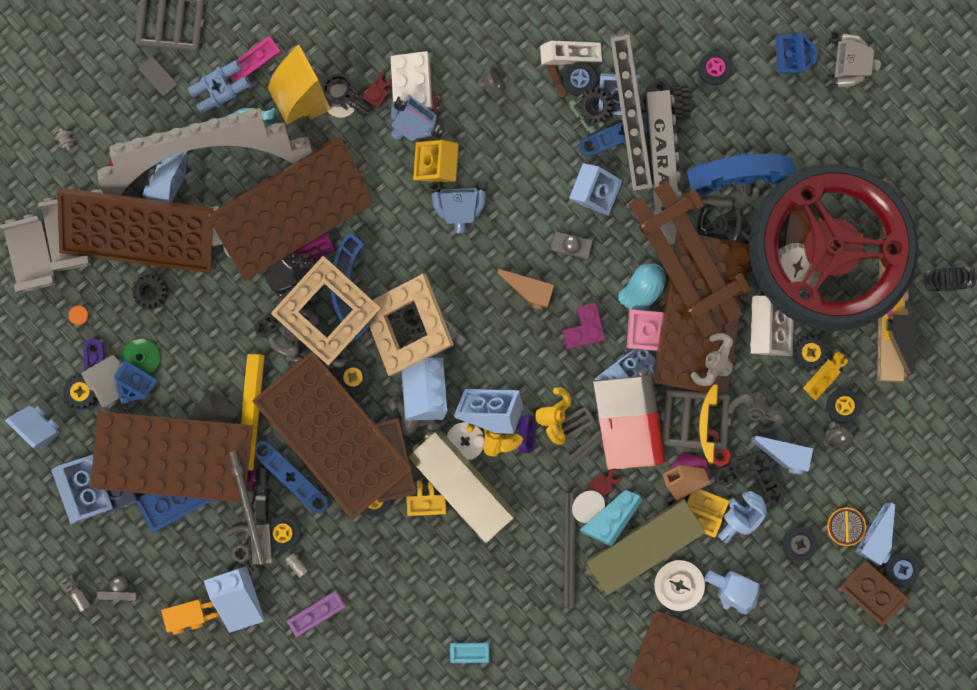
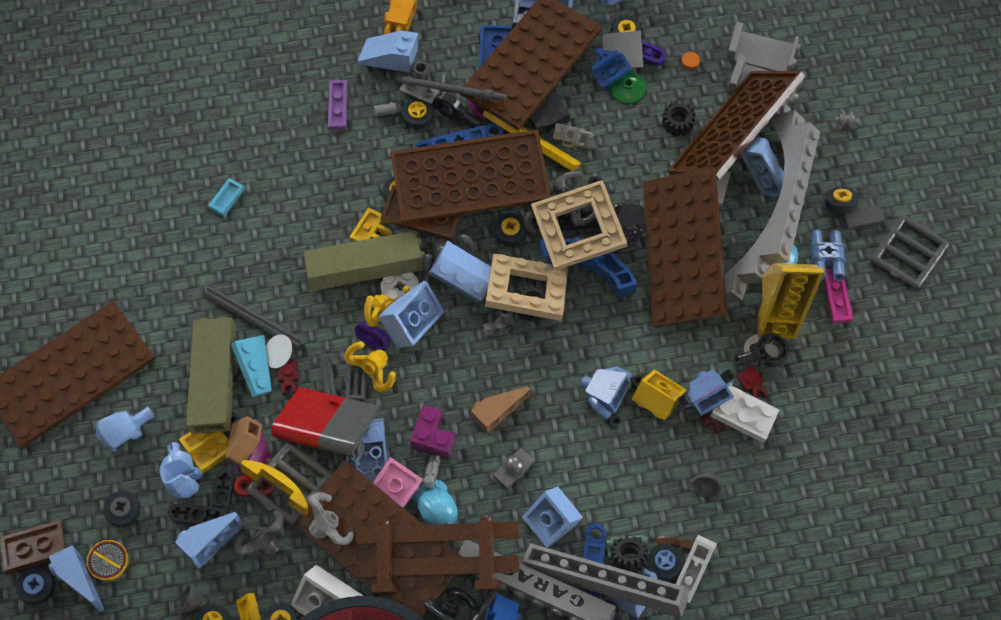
camera: 120 degrees right, 20 degrees down
(154, 95) = (842, 200): none -> black wheel
(226, 377) = (573, 135): none -> light grey piece
(316, 248) = (639, 257): magenta slope -> none
(617, 309) = (431, 471): none -> light grey axle
(691, 578) = (163, 376): white gear -> none

